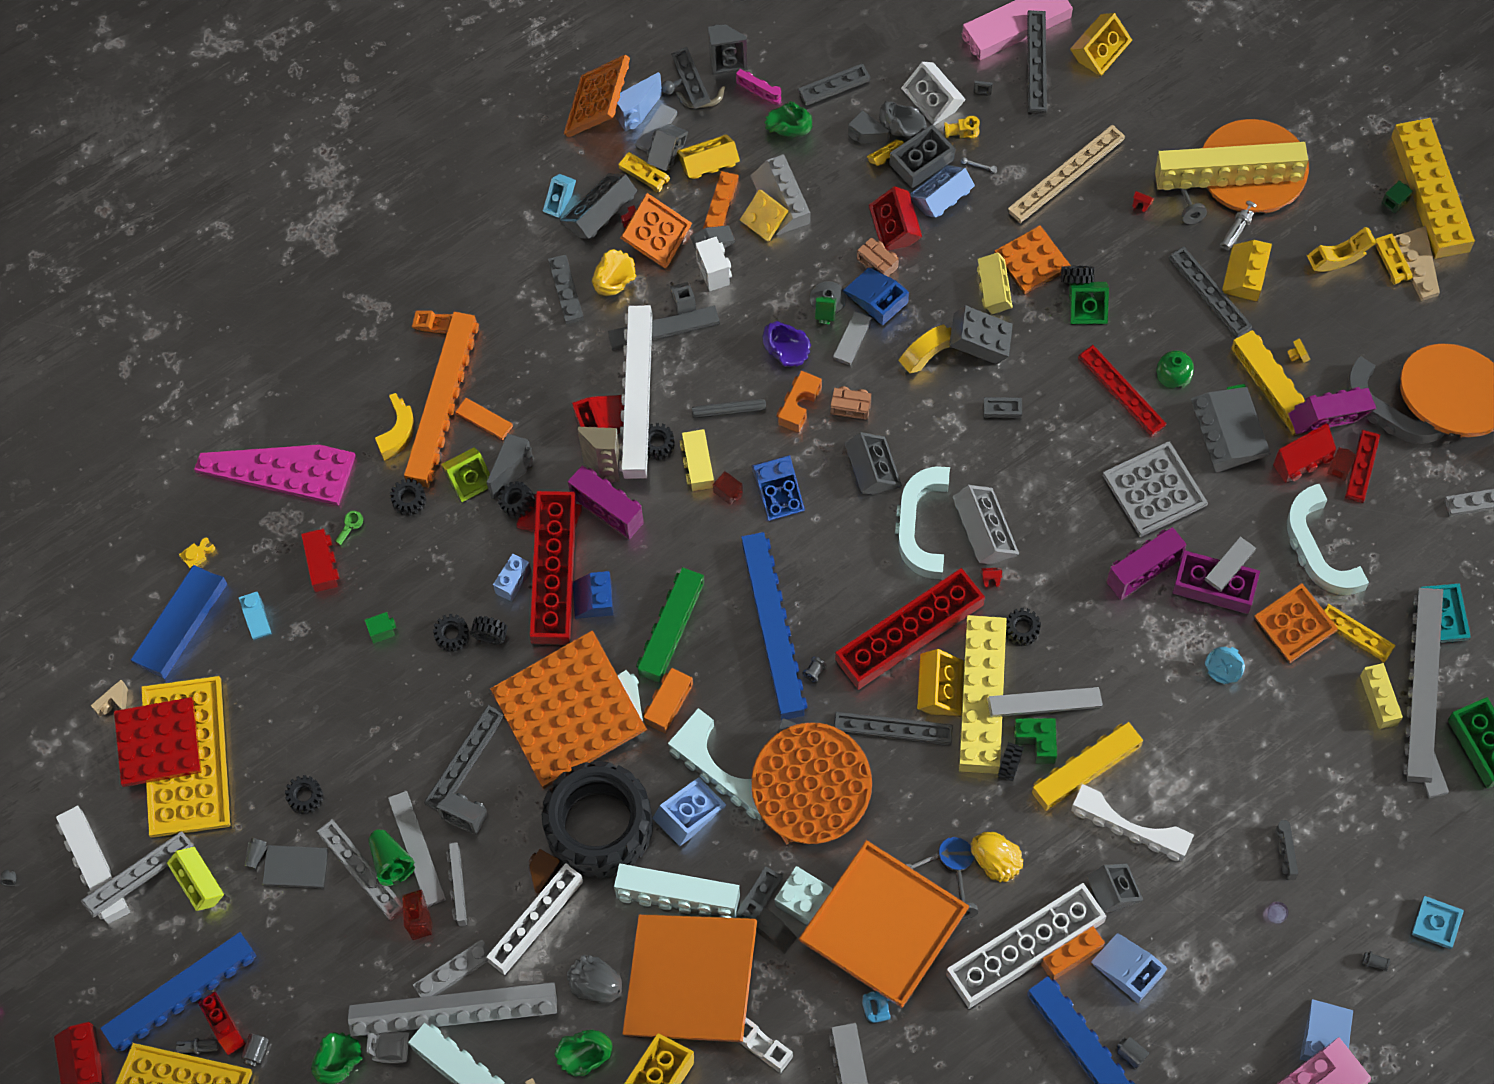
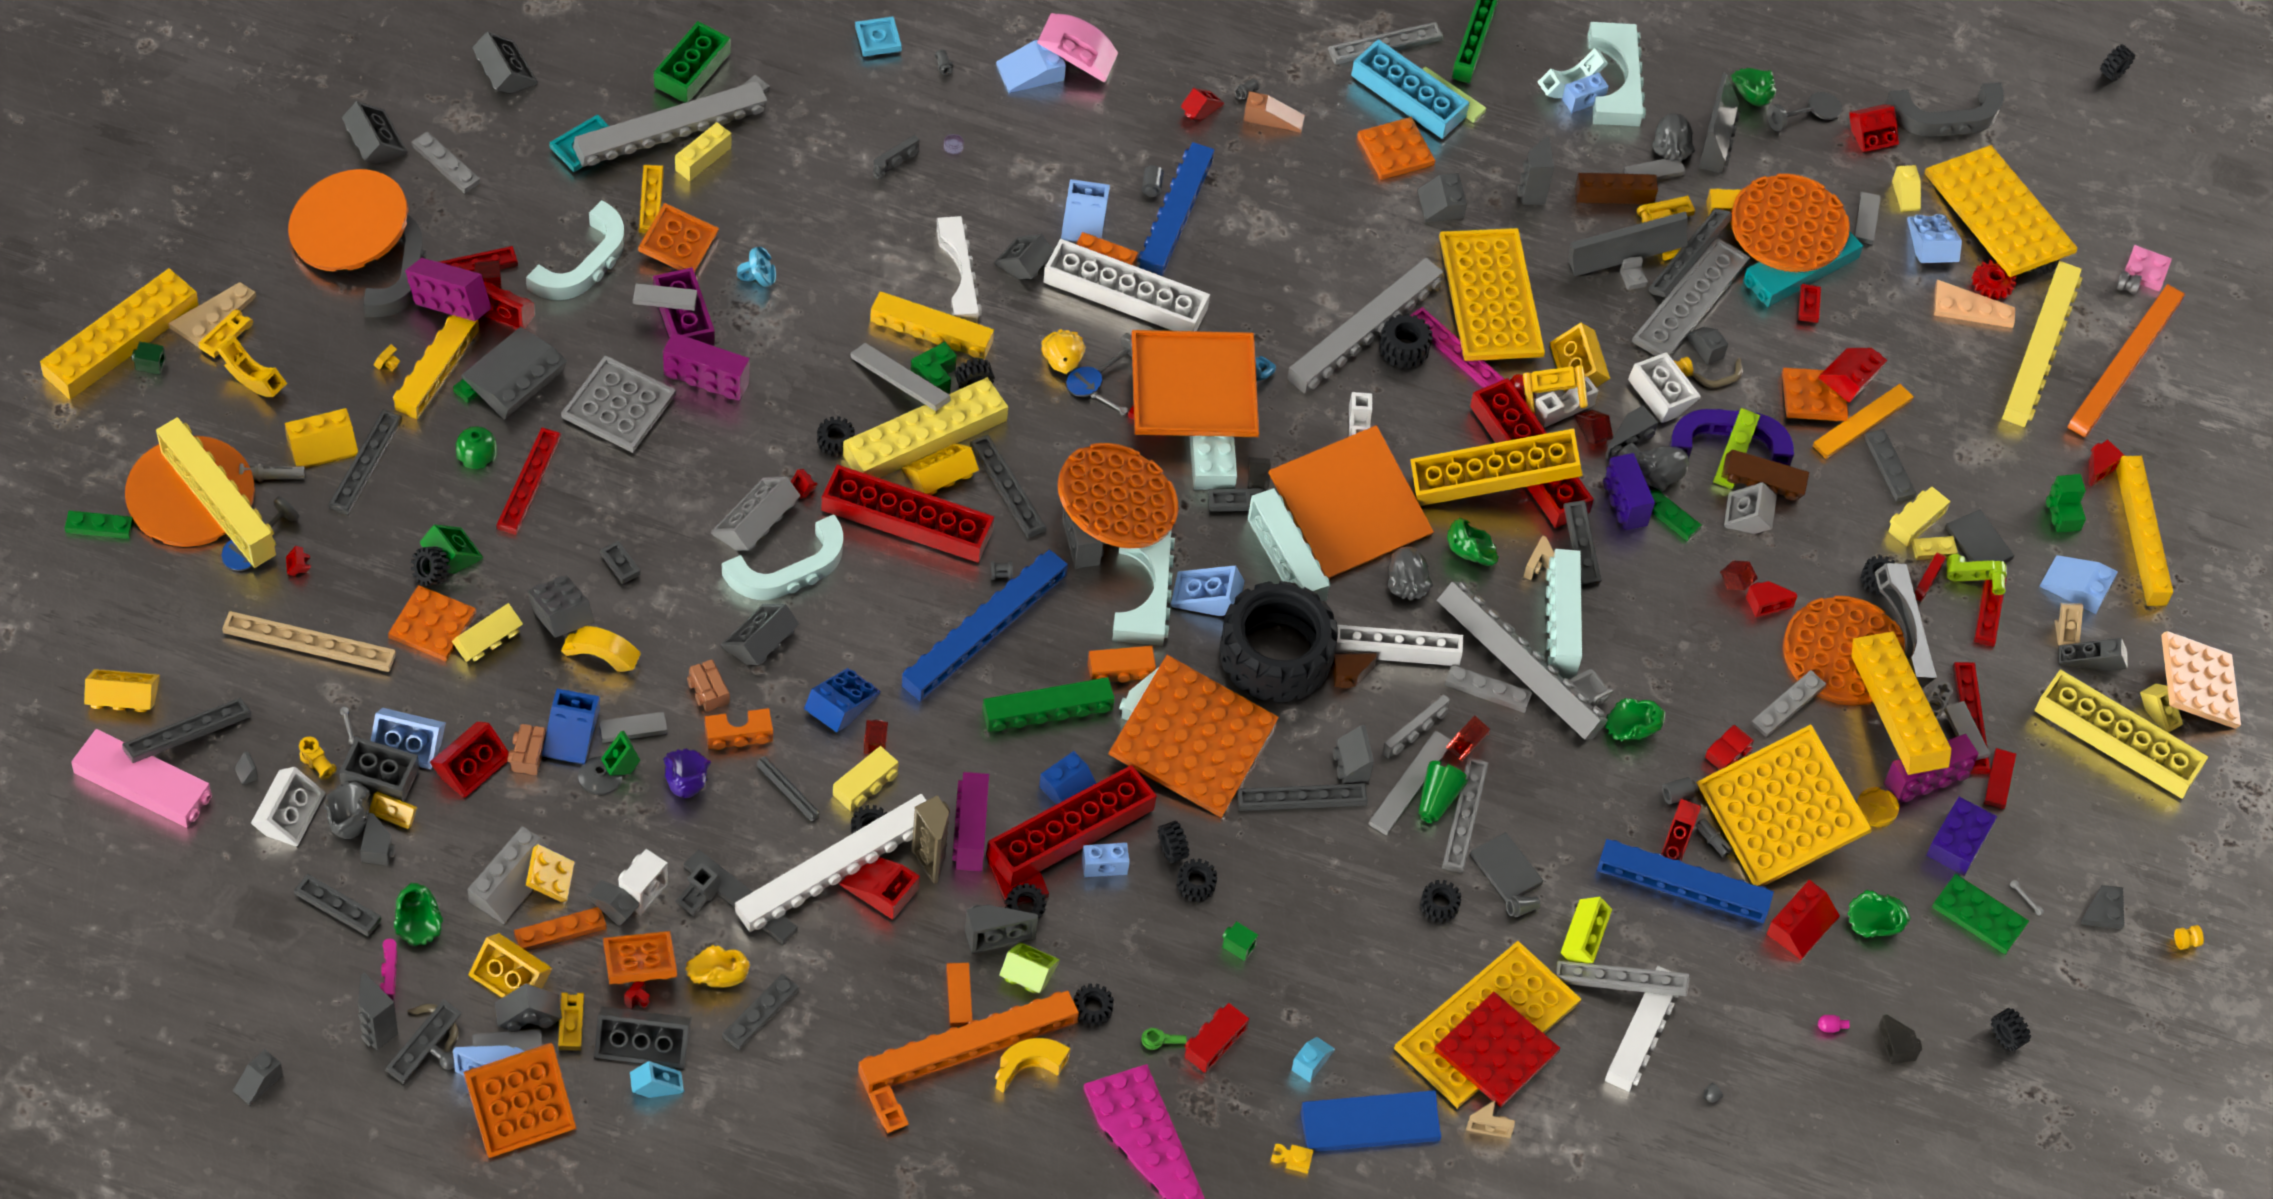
camera: 135 degrees left, 10 degrees down
(1260, 98) = (99, 524): none -> green plate

